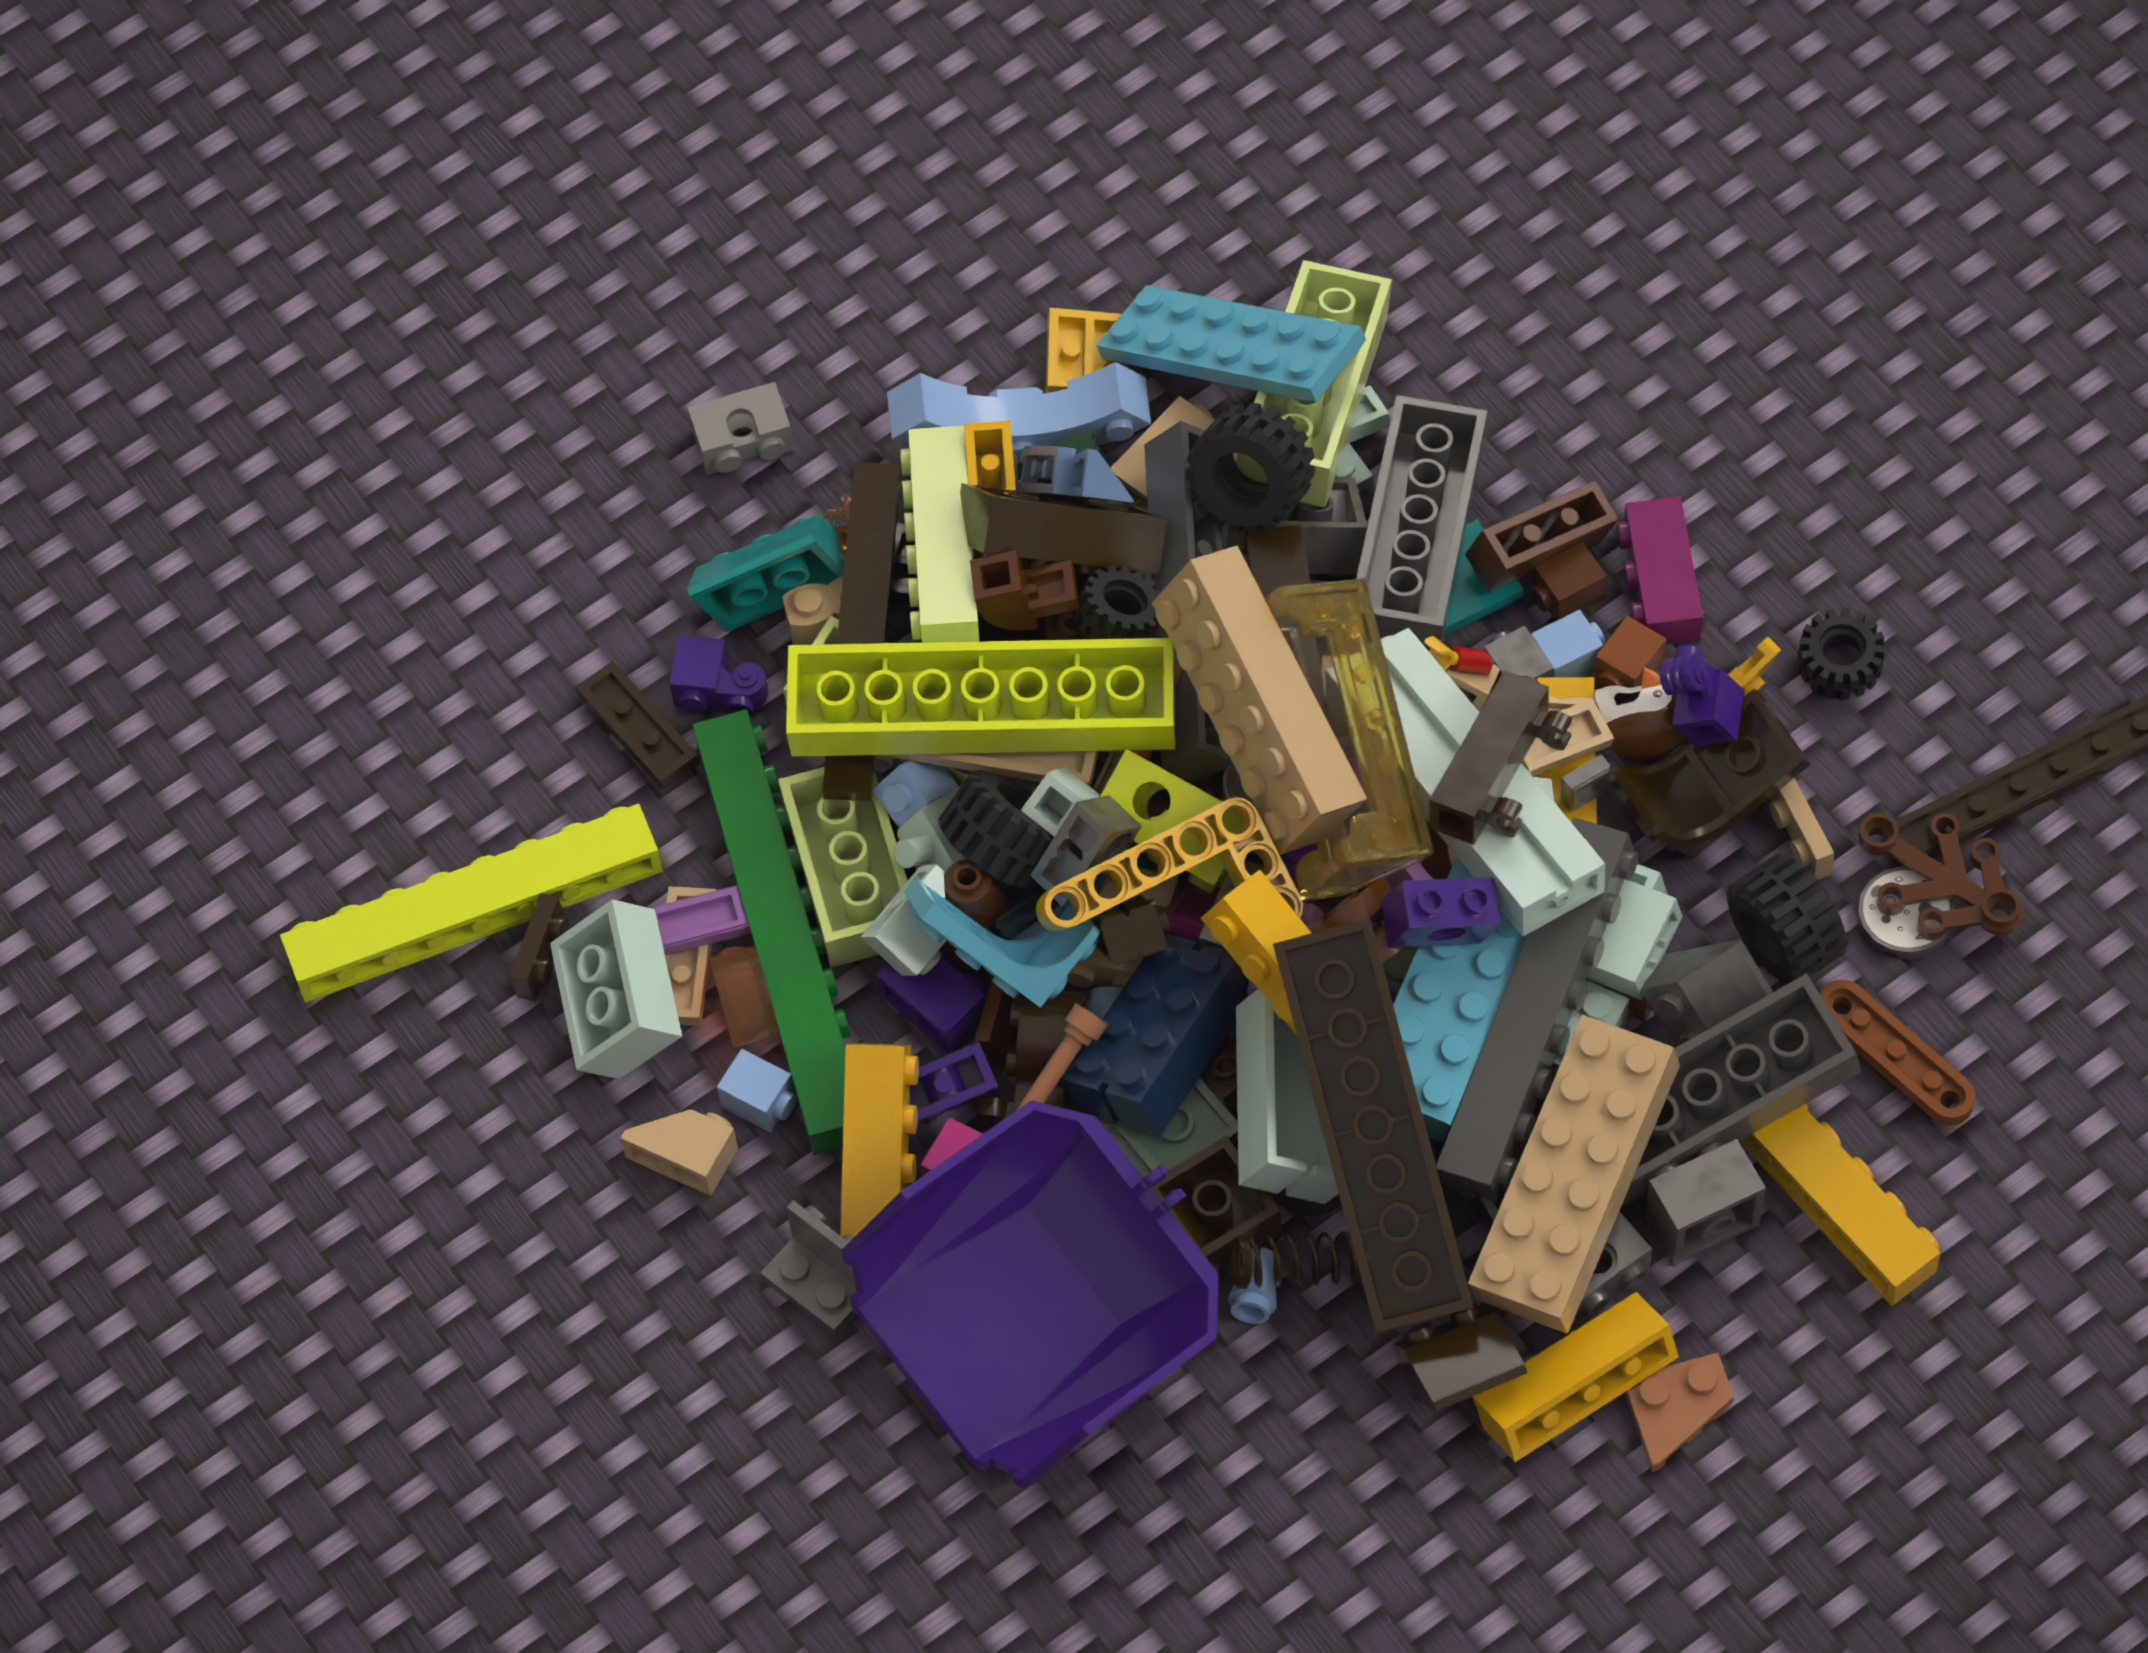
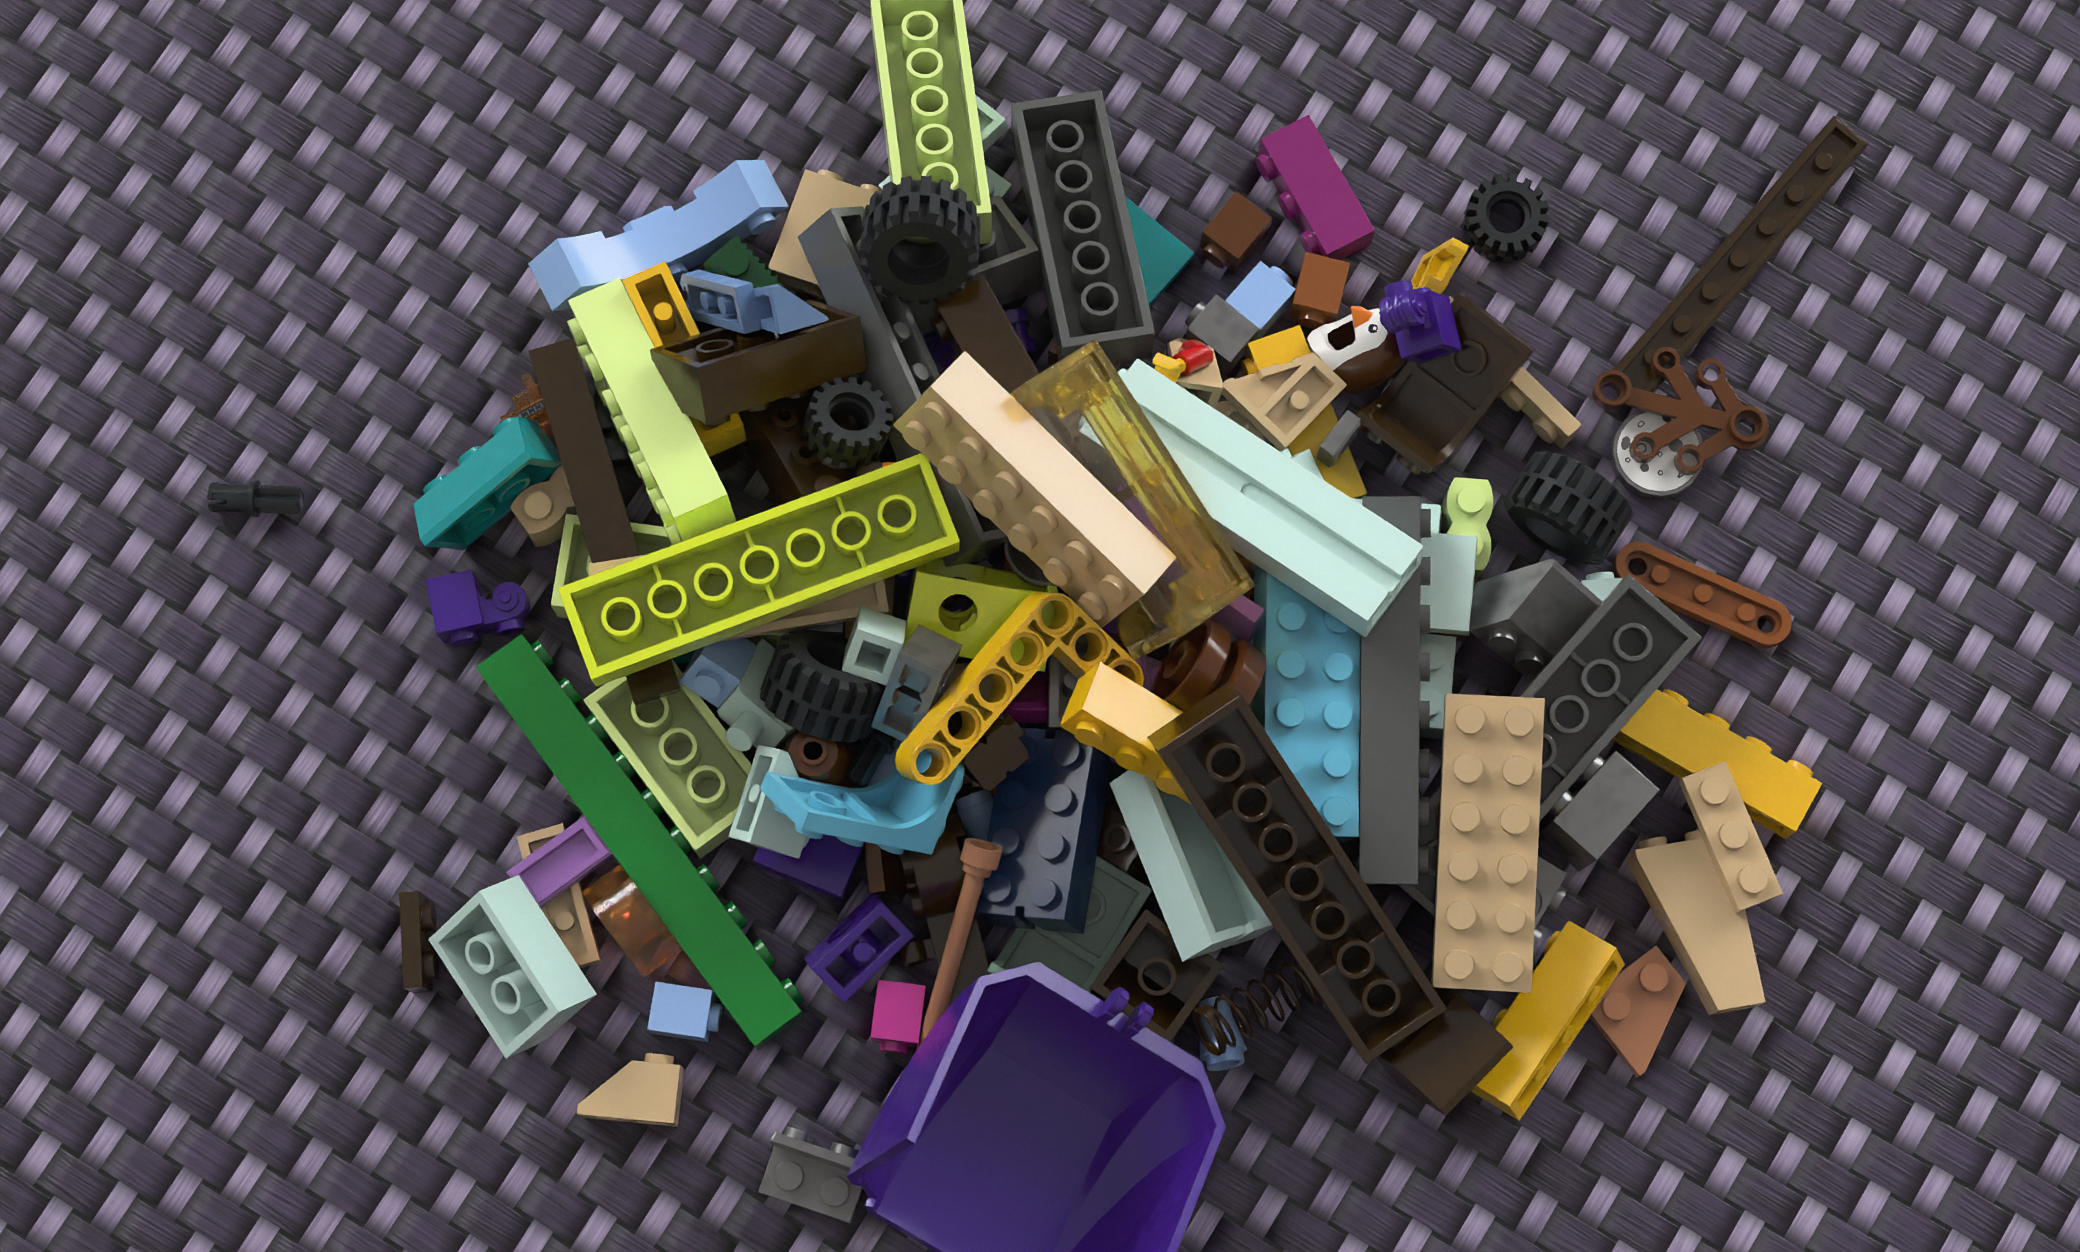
camera: 30 degrees left, 15 degrees up
(470, 902) = (330, 921): neon yellow brick -> none
(556, 523) = (255, 498): none -> black axle
(637, 725) = (418, 679): dark brown plate -> none
(750, 411) = (402, 317): light grey brick -> none
(876, 1130) = (823, 1034): yellow brick -> none
(1016, 596) = (749, 446): reddish brown brick -> none
(1073, 343) = (688, 145): yellow wing -> none
(1231, 343) = (841, 105): medium azure plate -> none
(1441, 912) = (1285, 644): dark purple brick -> none
(1490, 757) = (1276, 476): dark brown brick -> none
(1525, 540) = (1198, 199): reddish brown brick -> none
(1696, 892) = (1466, 512): none -> yellowish green brick
(1774, 1333) = (1699, 921): none -> tan slope
(1825, 1267) = (1730, 837): none -> tan plate

